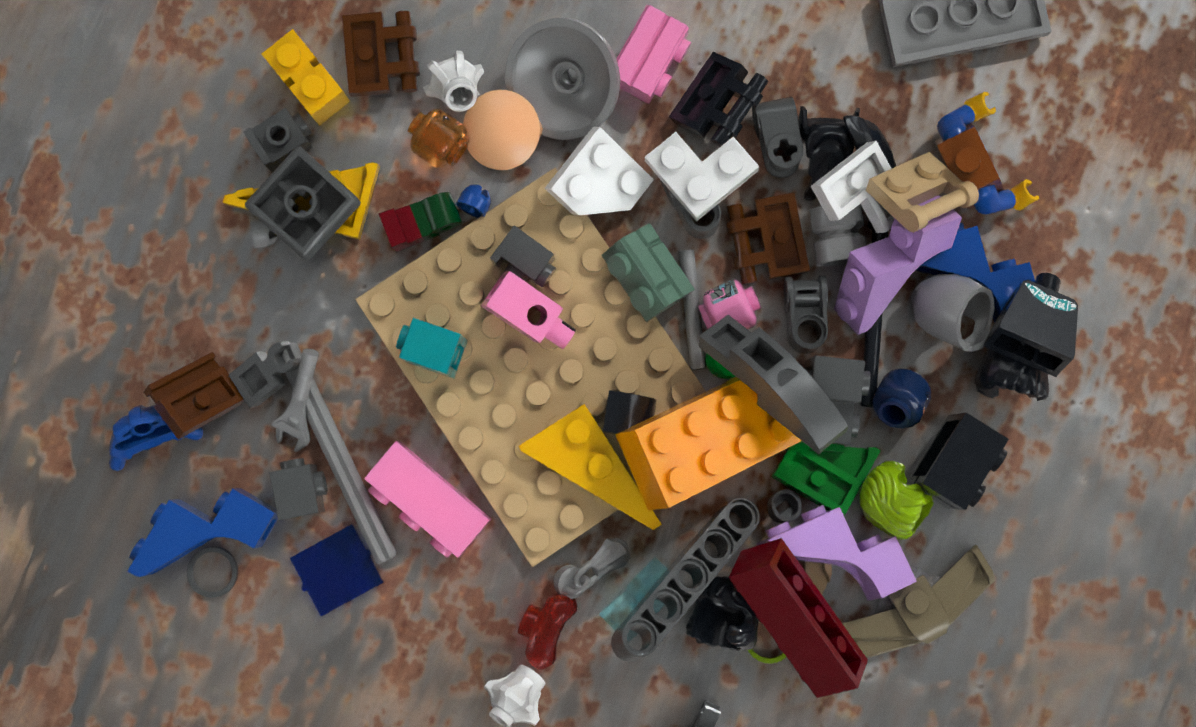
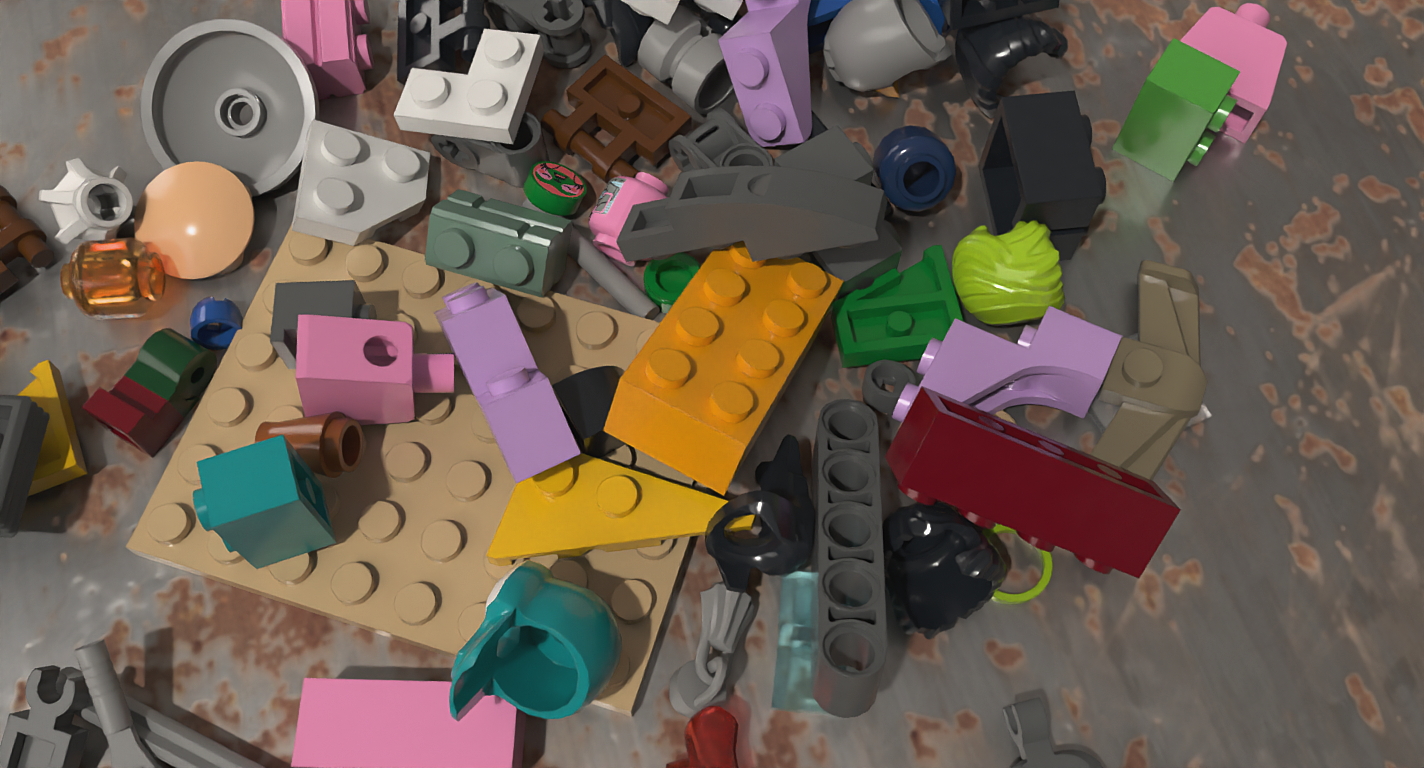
camera: 40 degrees left, 20 degrees down
(477, 323) = (324, 441): none -> dark orange cone
(510, 517) = (539, 647): none -> teal piece
(589, 364) = (506, 381): none -> lavender arch
(666, 541) = (785, 522): none -> black hair
(703, 256) = (554, 188): none -> green tile
(1071, 482) = (1174, 110): none -> bright green brick
(1135, 471) = (1249, 47): none -> bright pink torso

